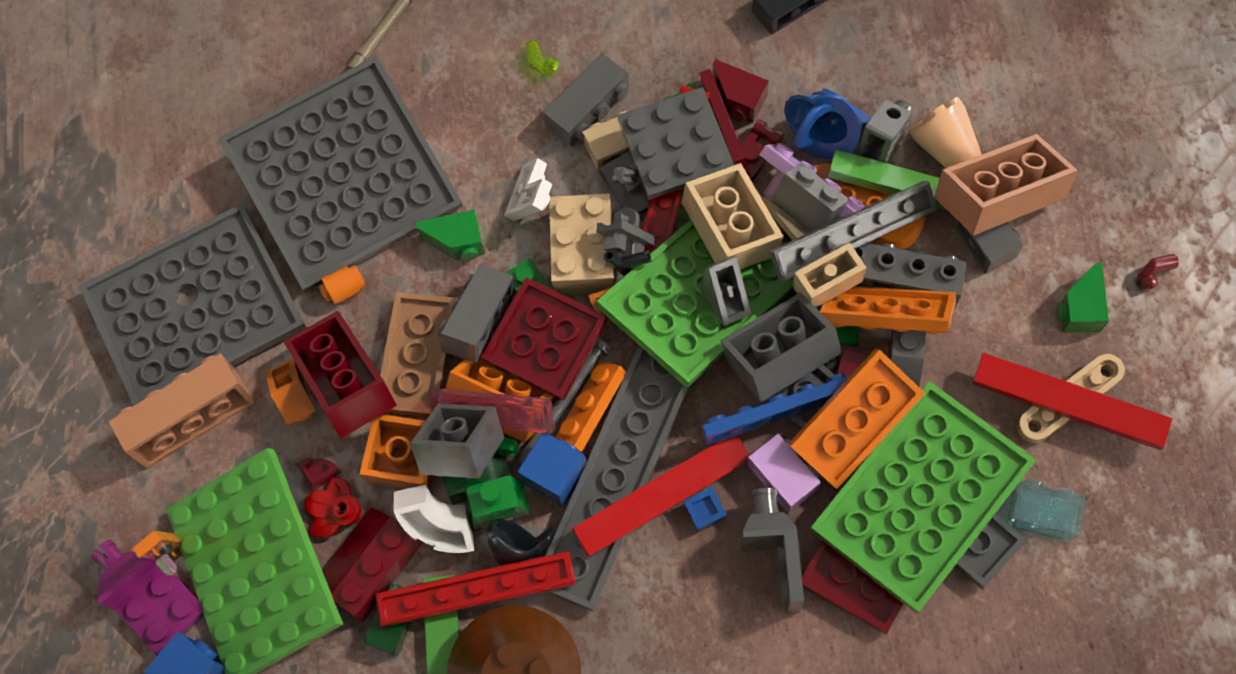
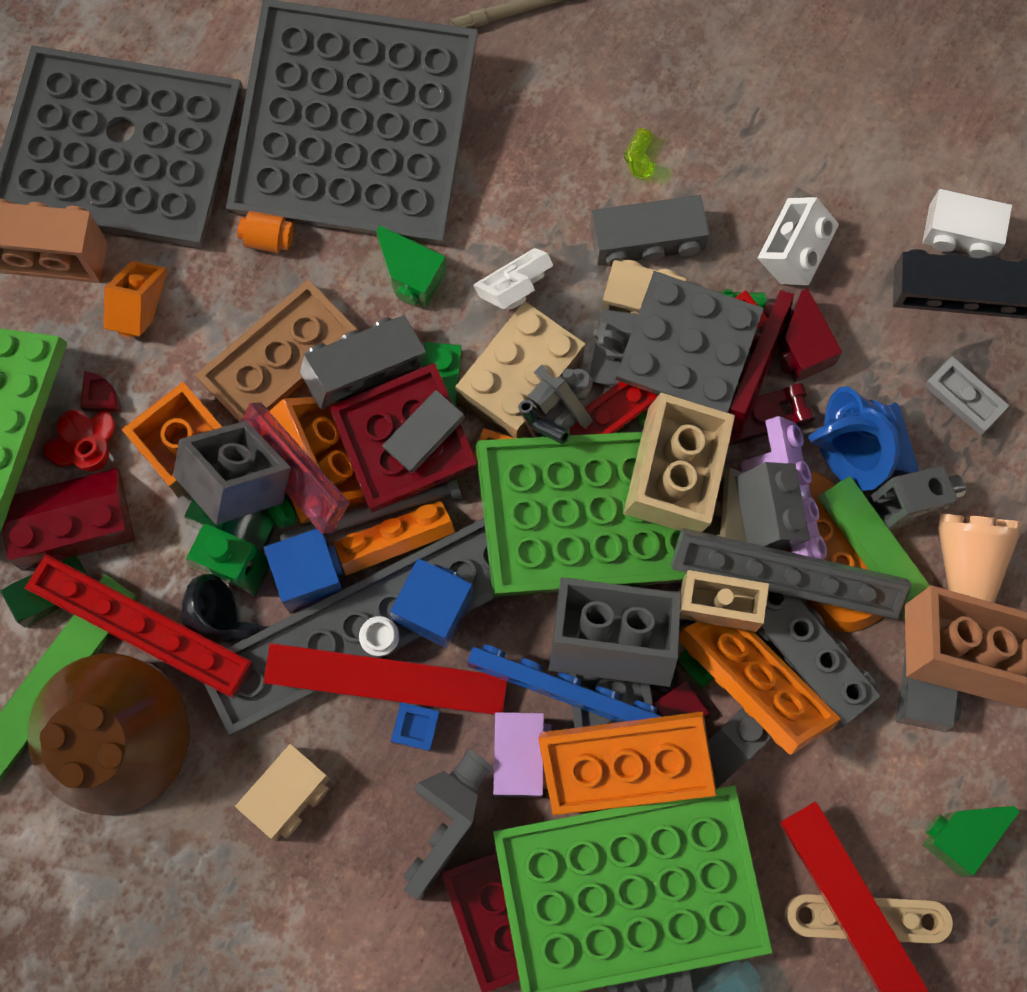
camera: 30 degrees right, 5 degrees up
(340, 374) = (182, 318): dark red brick -> none
(432, 521) = (152, 529): white brick -> none
(557, 322) = (424, 432): none -> dark grey tile
(636, 470) = (379, 636): none -> white plate
(654, 421) = (432, 602): none -> blue head
(658, 616) = (284, 793): none -> tan brick
(684, 36) = (798, 241): none -> white brick
(726, 291) = (610, 533): dark grey slope -> none
(861, 52) = (966, 395): none -> light grey plate

